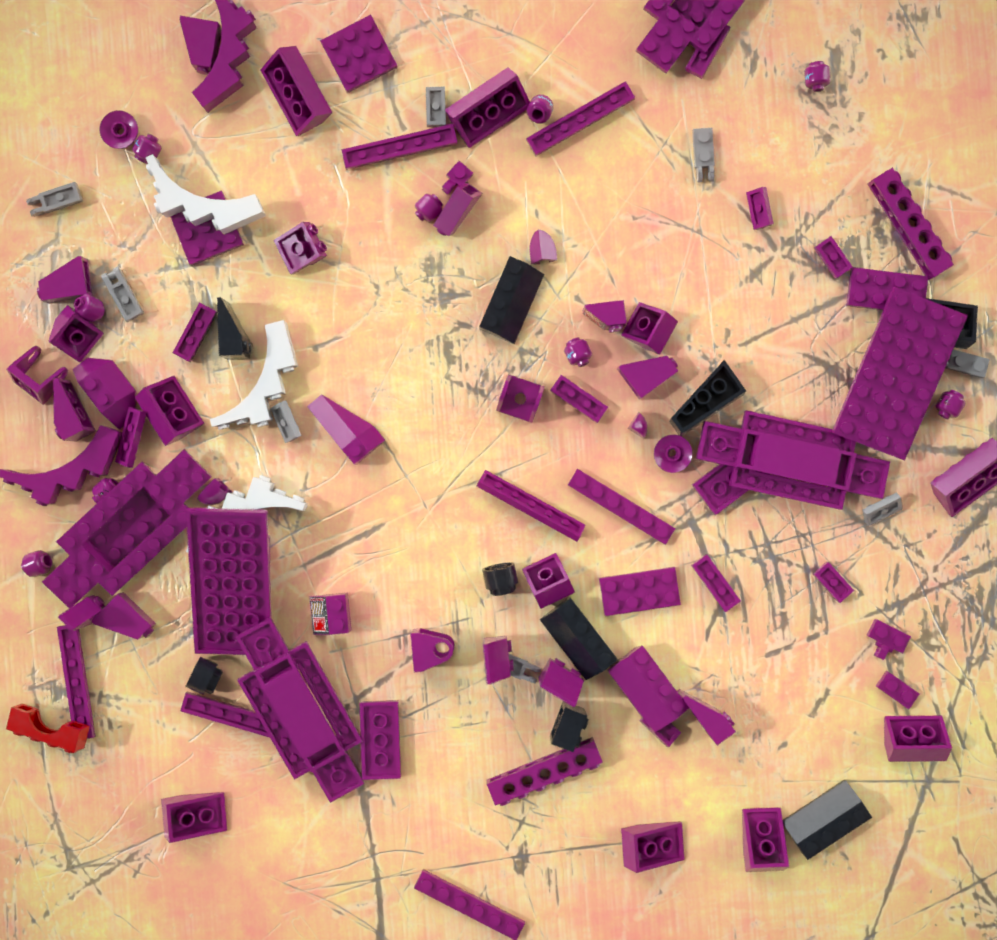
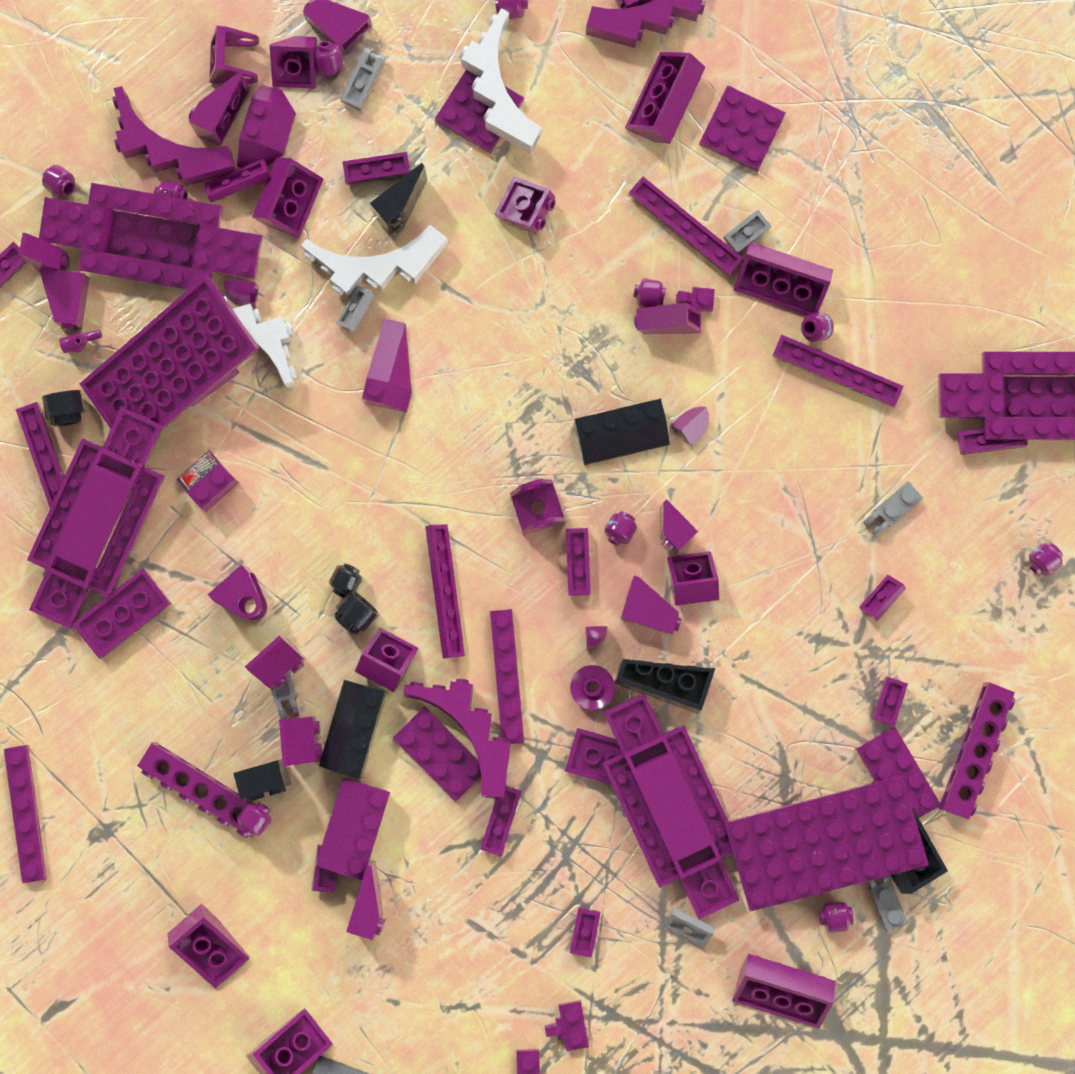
camera: 50 degrees right, 5 degrees down
(163, 632) = (77, 341): none -> magenta piece
(471, 568) = (345, 579): none -> black head
(592, 752) = (254, 819): none -> magenta head
(640, 552) = (456, 703): none -> magenta arch

